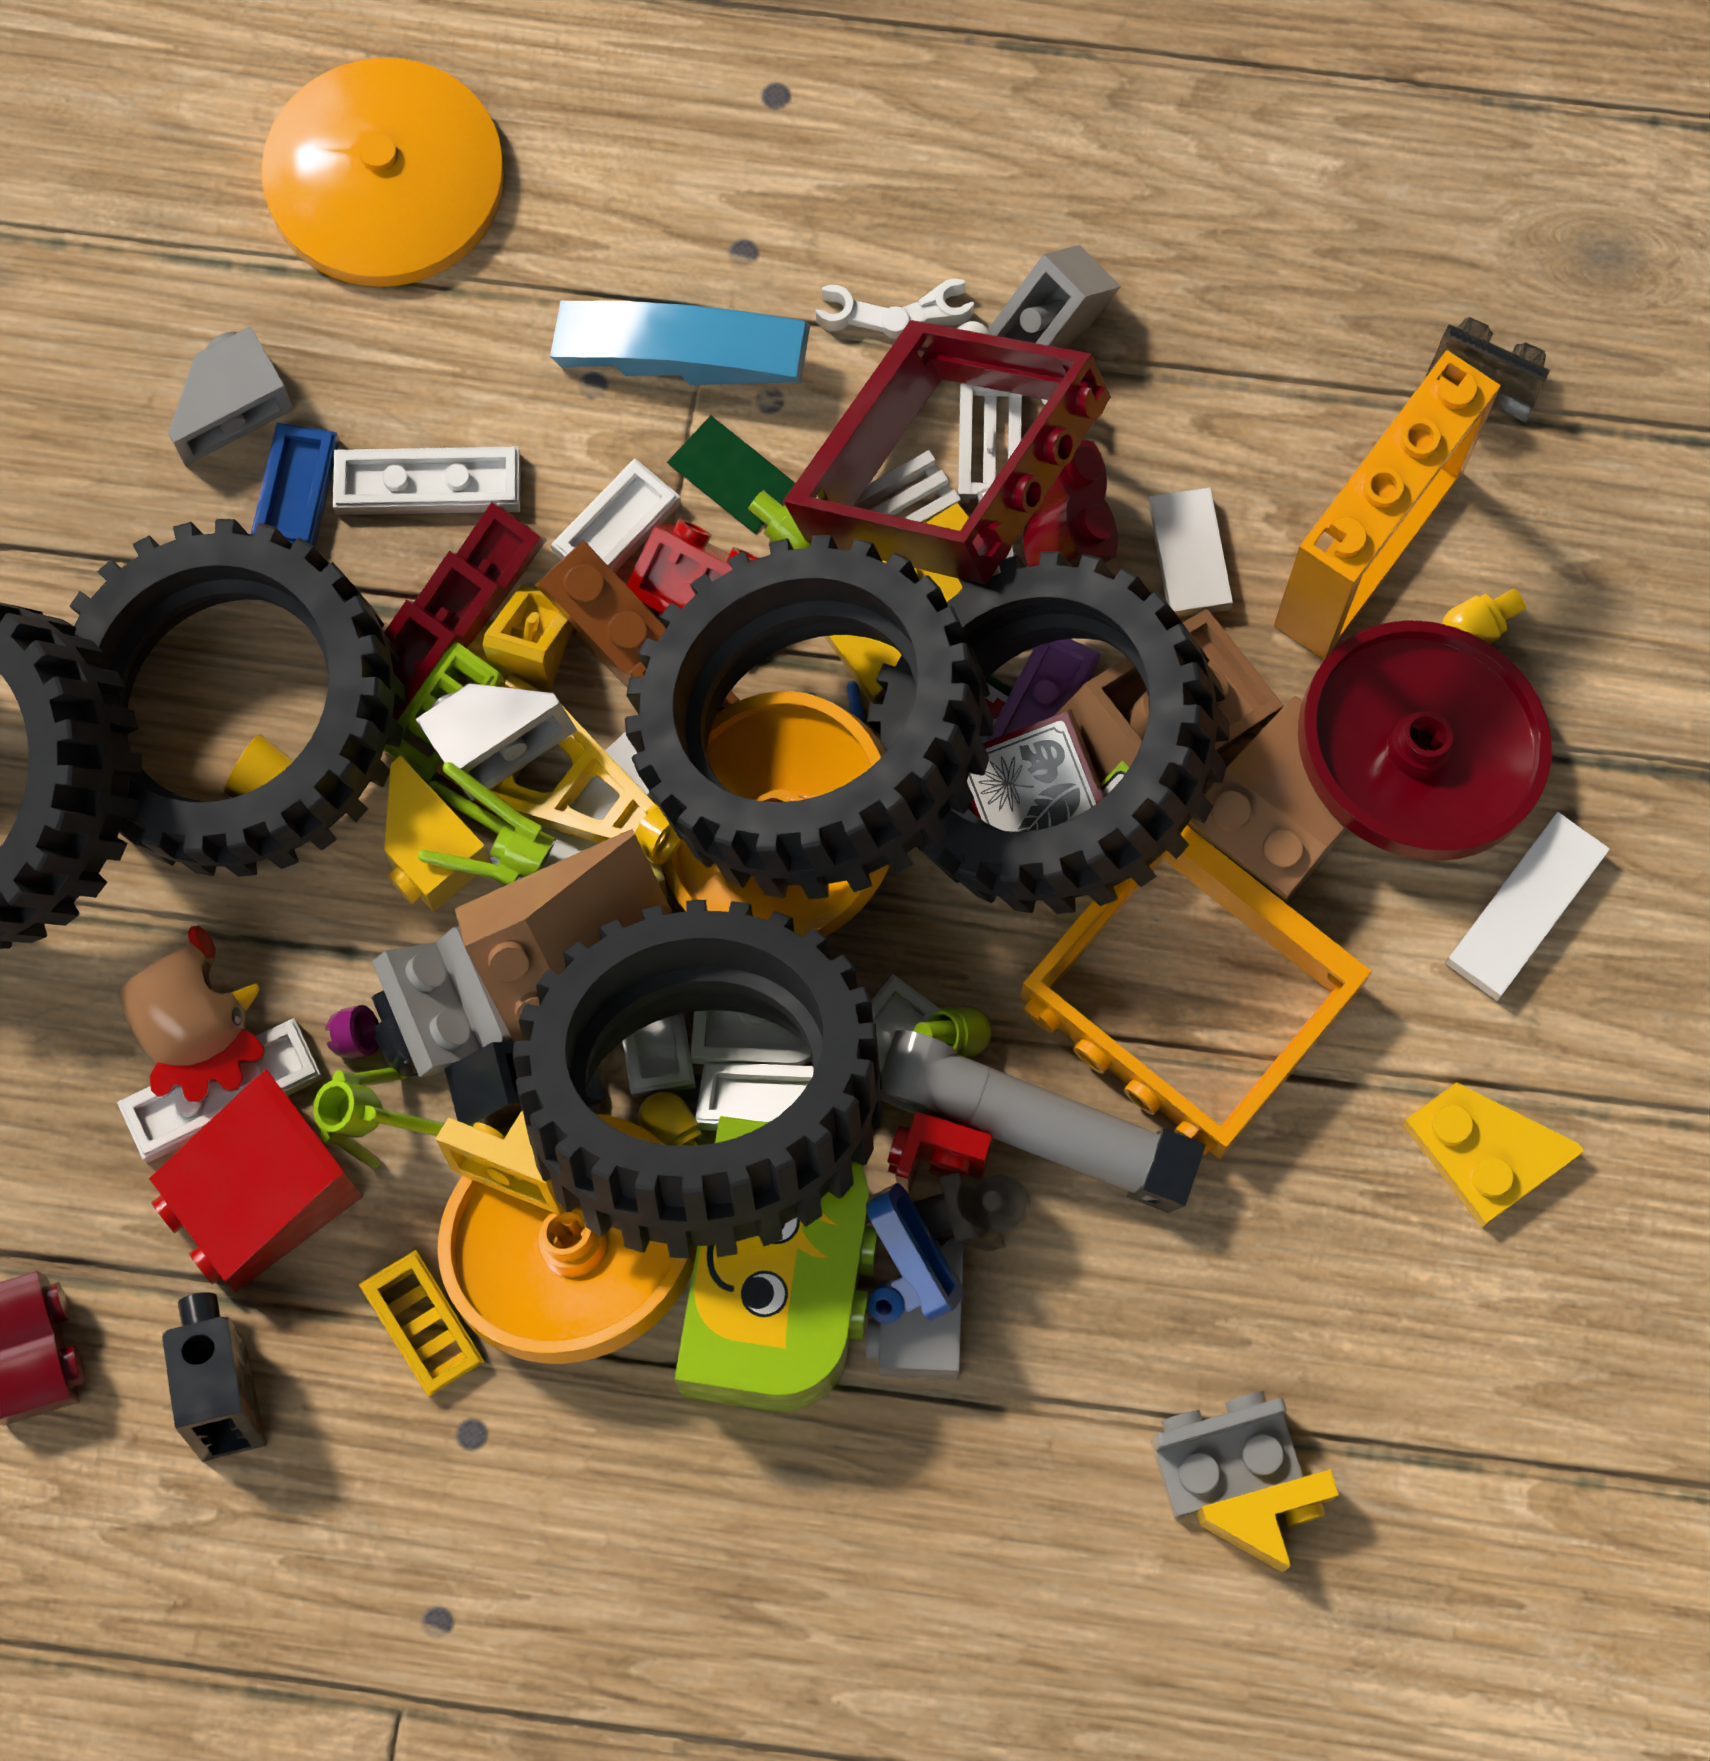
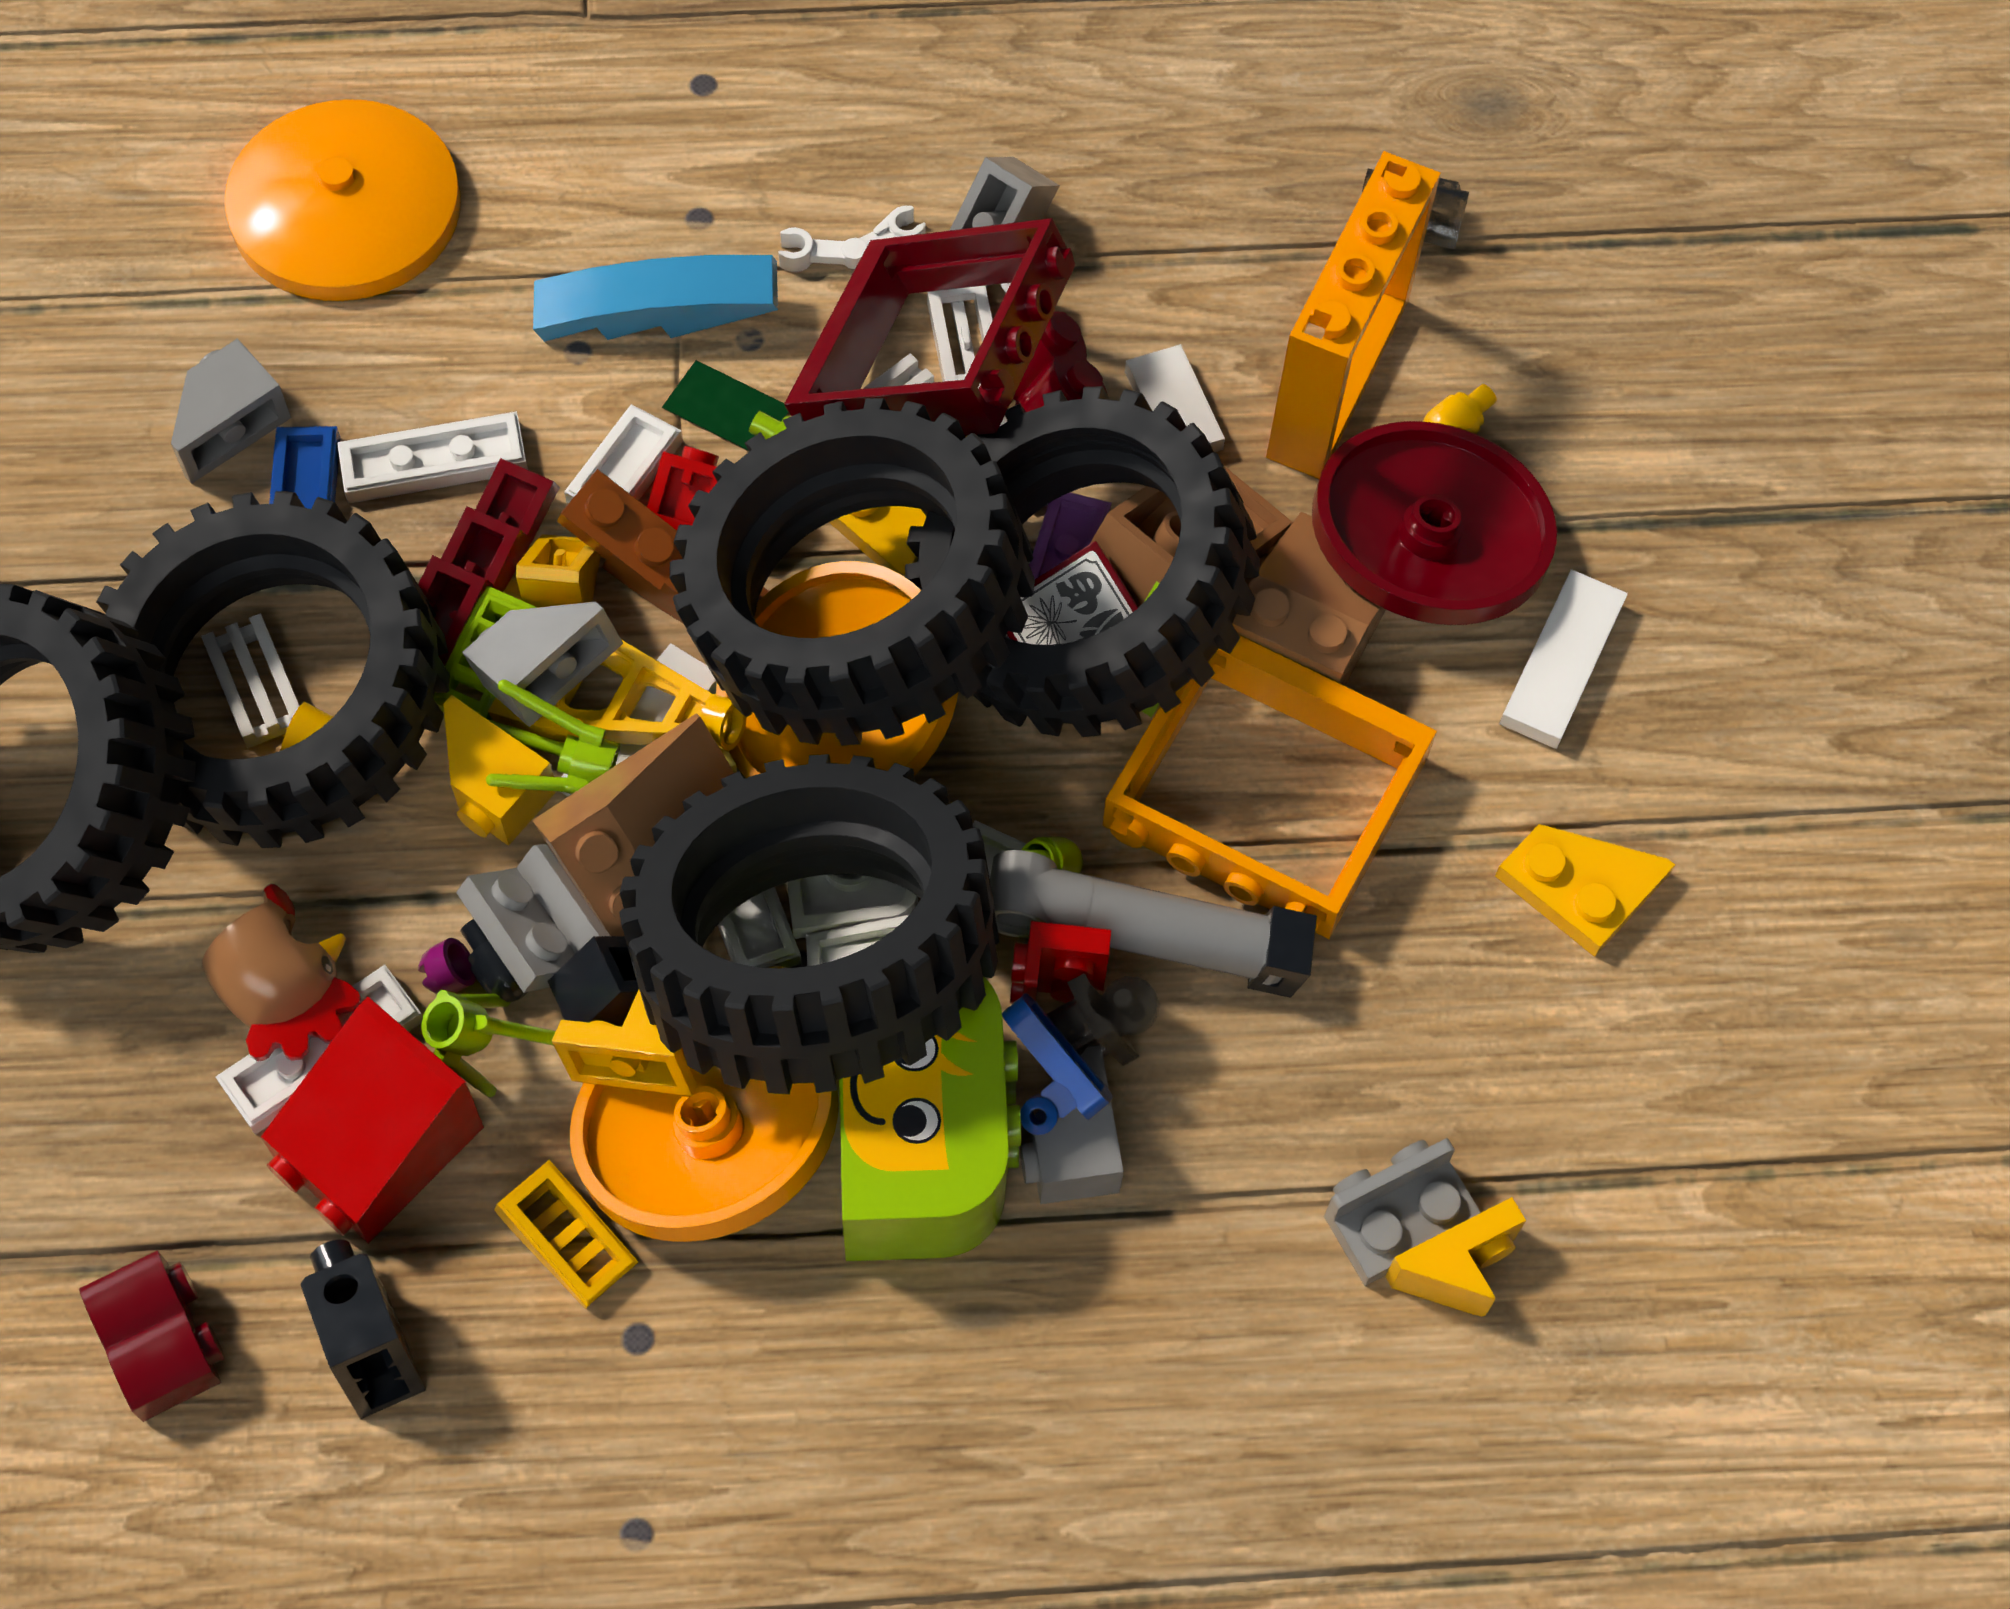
camera: 15 degrees left, 10 degrees down
(203, 647) = (236, 639): none -> white tile

